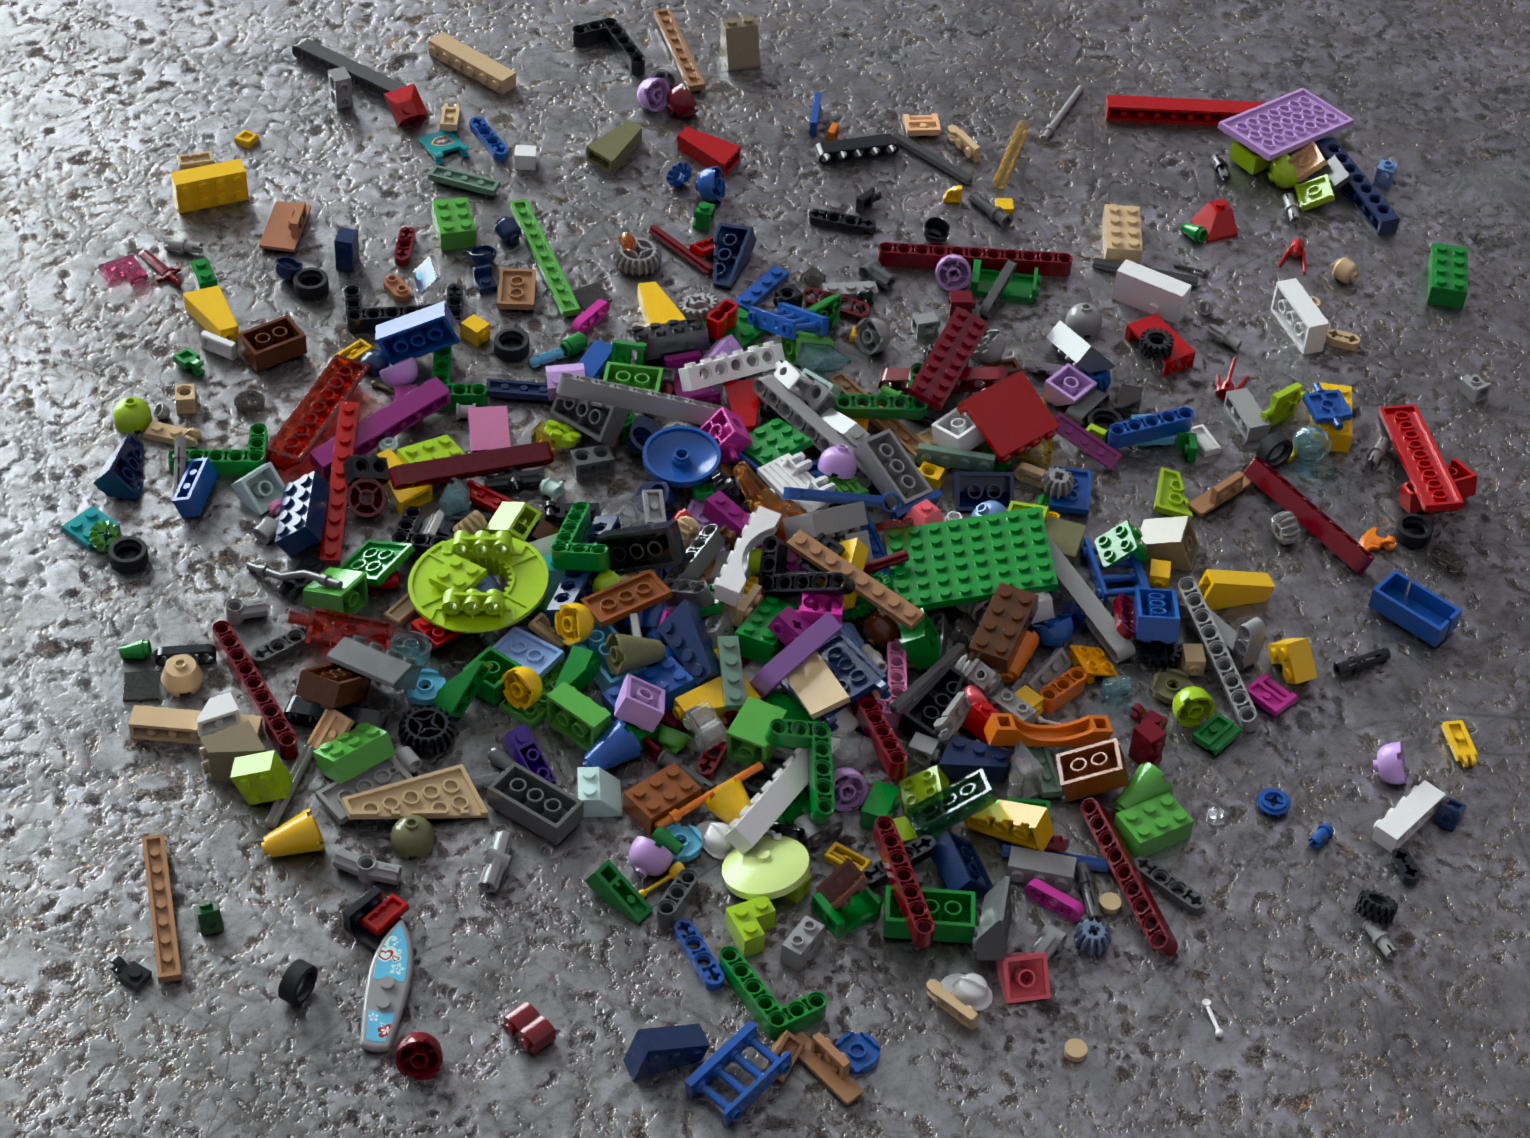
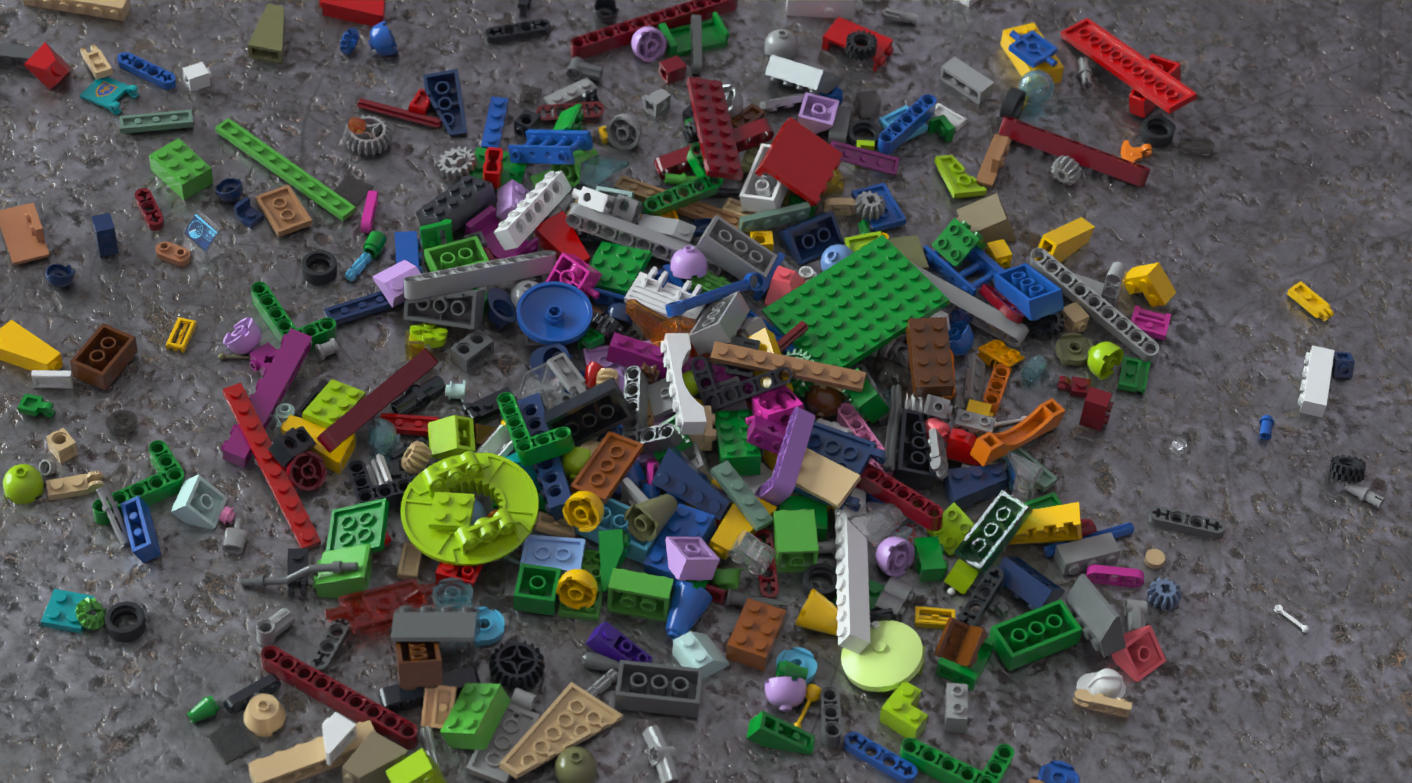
camera: 30 degrees left, 5 degrees up
(123, 470) = (55, 543): dark blue wedge -> none
(302, 513) = (261, 511): dark blue brick -> none
(310, 292) = (92, 292): black tyre -> none
(315, 412) = (199, 408): clear red slope -> none
(364, 320) = (185, 290): black beam -> none
(376, 360) = (208, 336): dark blue hair -> none
(418, 333) = (239, 292): blue brick -> none
(458, 309) = (245, 252): black beam -> none
(460, 690) = (523, 619): green slope -> none
(475, 330) = (278, 266): yellow brick -> none
(488, 428) = (365, 361): bright pink slope -> none
(508, 229) = (234, 155): dark blue head -> none
(656, 304) = (421, 178): yellow slope -> none
(676, 814) = (780, 643): orange bar -> none
(704, 216) = (398, 73): green brick -> none
(714, 840) = (822, 646): white piece -> none
(816, 763) = (871, 545): green beam -> none
(894, 524) = (769, 300): clear red tile -> none
(903, 882) = (1007, 617): dark red beam -> none
(924, 750) = (930, 489): light grey brick -> none
(1075, 1050) = (1214, 695): tan tile -> none
(1086, 885) = (1128, 551): dark grey pin -> none
(1092, 769) = (1072, 450): dark orange brick -> none
(1105, 833) = (1164, 532): dark red beam -> none
(1142, 786) = (1118, 451): bright green cone -> none
(1153, 825) = (1143, 477): bright green brick -> none
(1227, 385) = (934, 63): red plant -> none
(1282, 801) = (1217, 410): blue gear -> none
(1283, 404) = (992, 58): lime plate -> none
(1343, 667) = (1192, 267): black pin -> none
(1391, 763) = (1278, 342): lavender cylinder -> none
(1408, 866) = (1340, 425): black beam -> none
(1418, 612) = (1206, 200): blue piece -> none

